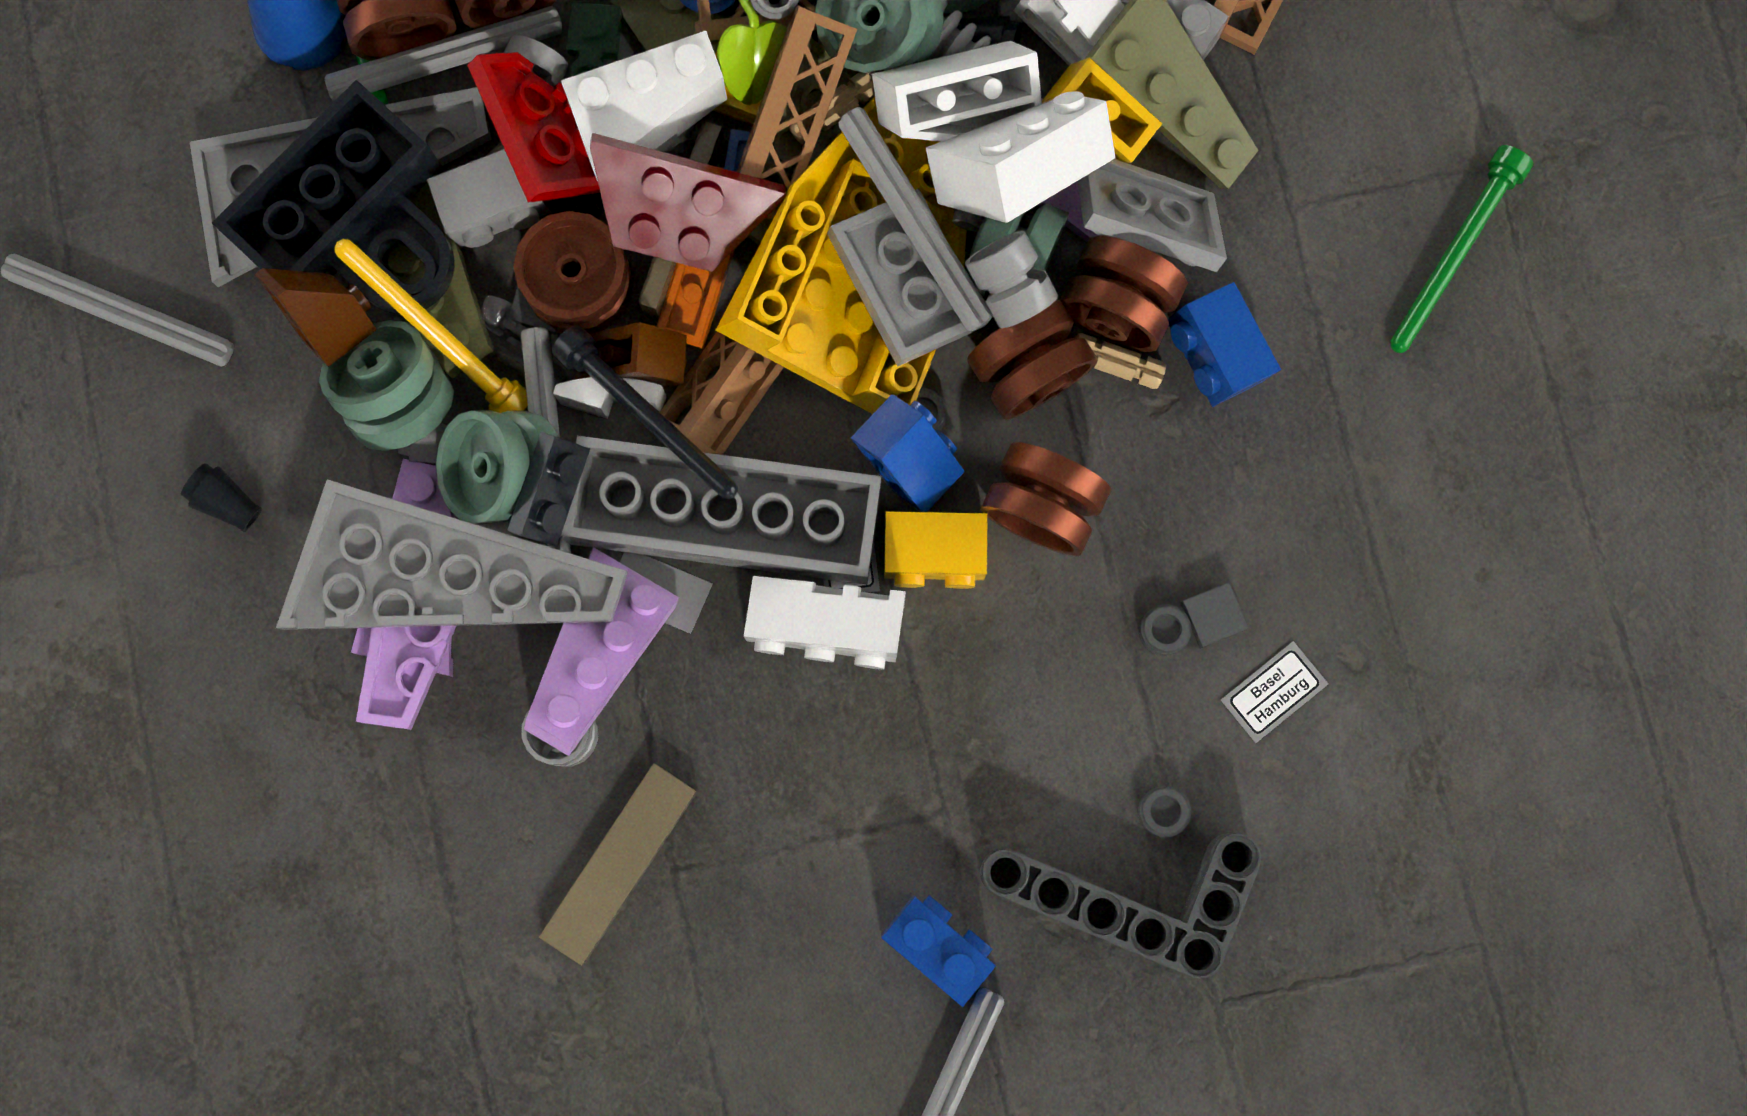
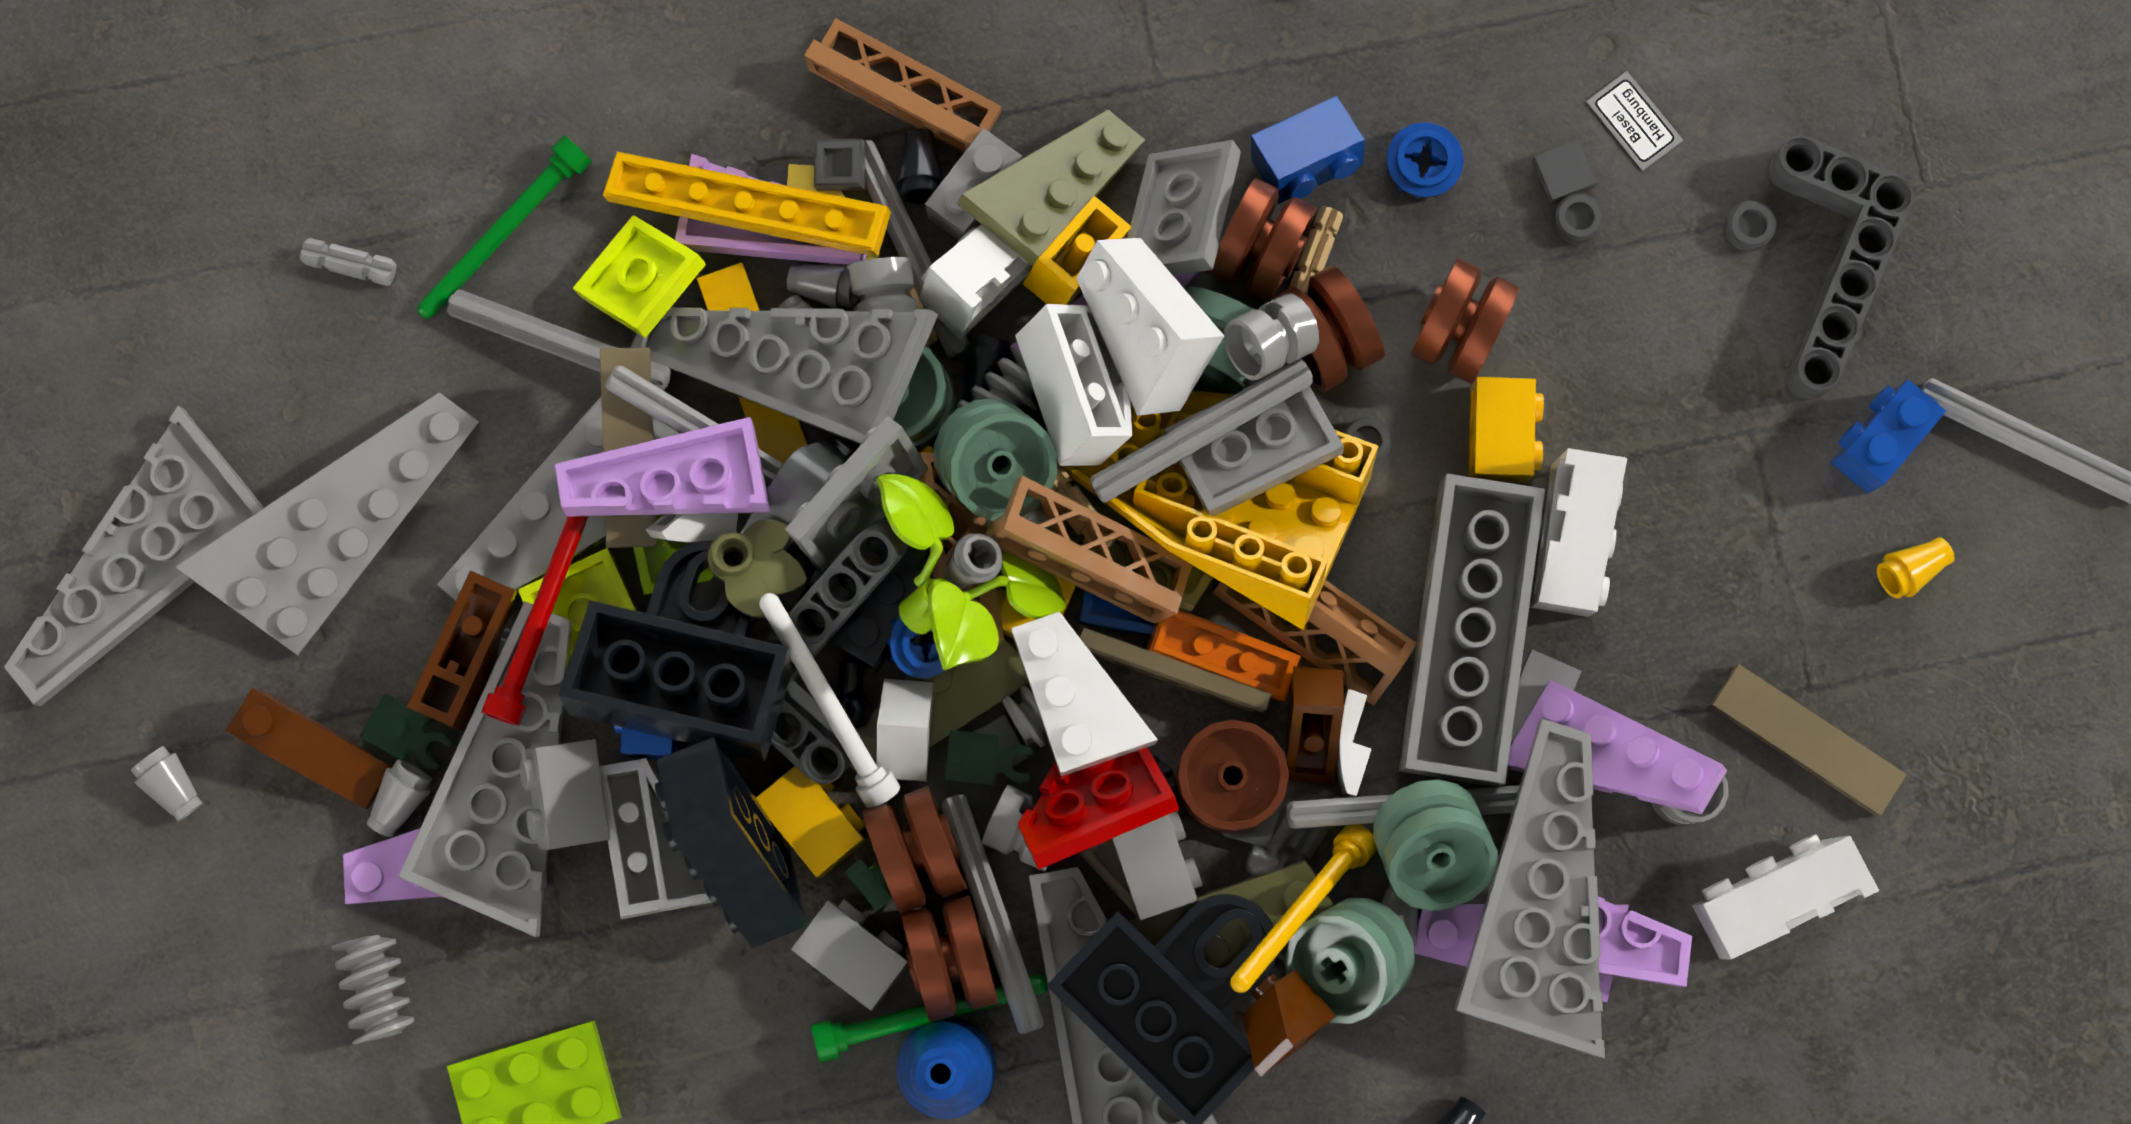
camera: 85 degrees left, 0 degrees up
(453, 826) = (1783, 894): none -> white wedge
(548, 489) = (1466, 791): black plate -> none
(578, 351) = (1318, 767): black piece -> none
(677, 204) = (1183, 659): wing -> none
(799, 977) = (1912, 568): none -> yellow cone
(909, 452) = (1417, 448): blue brick -> none
(1238, 457) = (1443, 149): none -> blue gear

